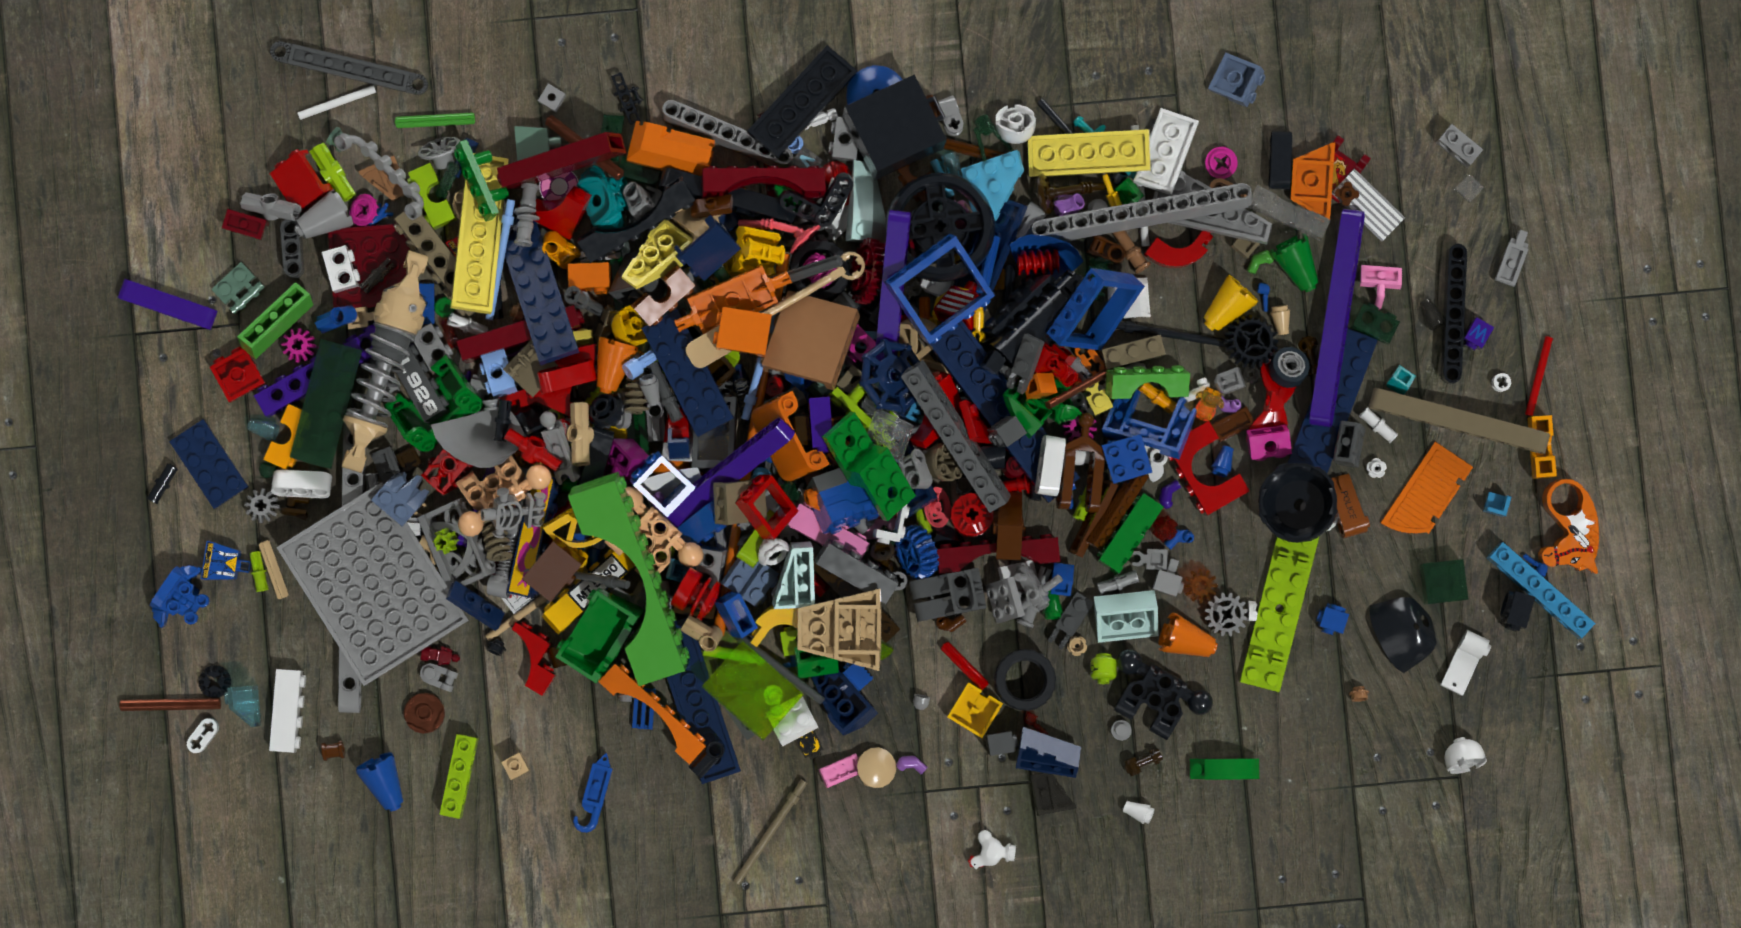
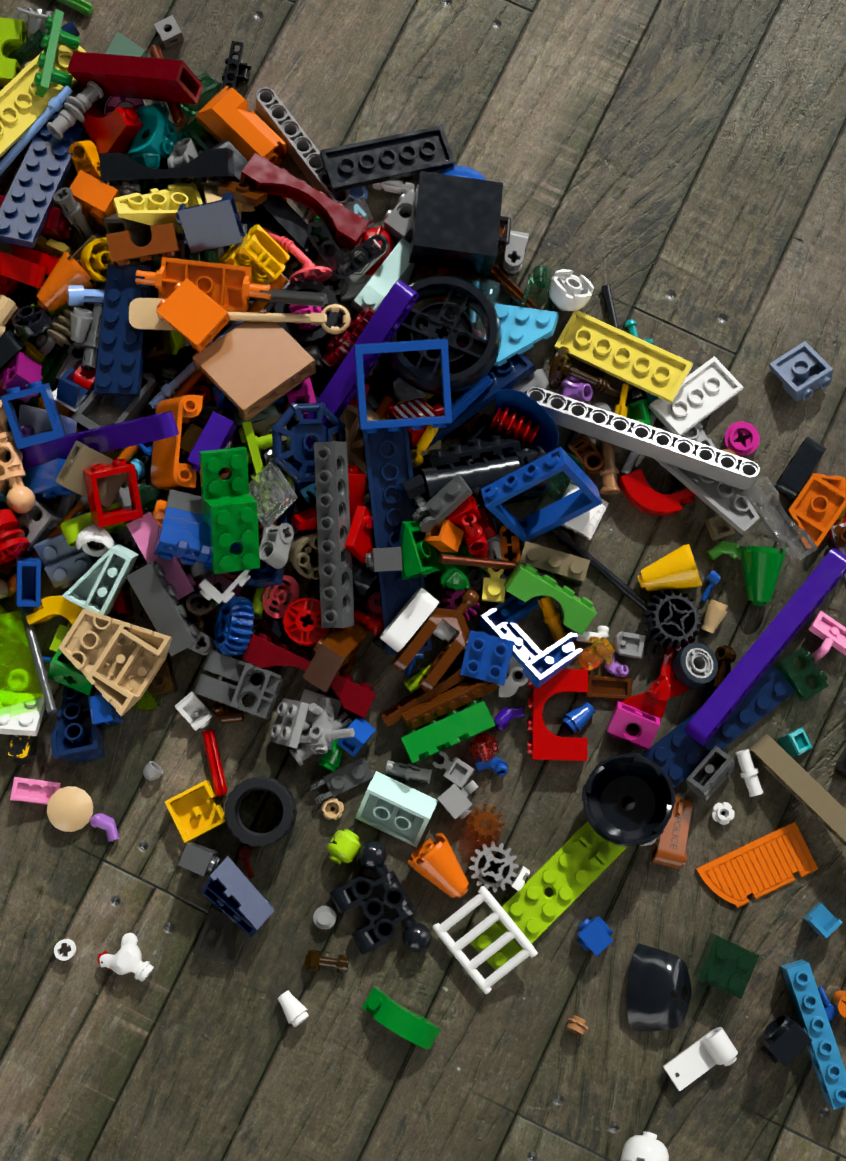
camera: 35 degrees right, 5 degrees down
(925, 636) = (194, 711): none -> white bracket
(945, 874) = (70, 954): none -> white bush
(1254, 697) = (471, 965): none -> white bar

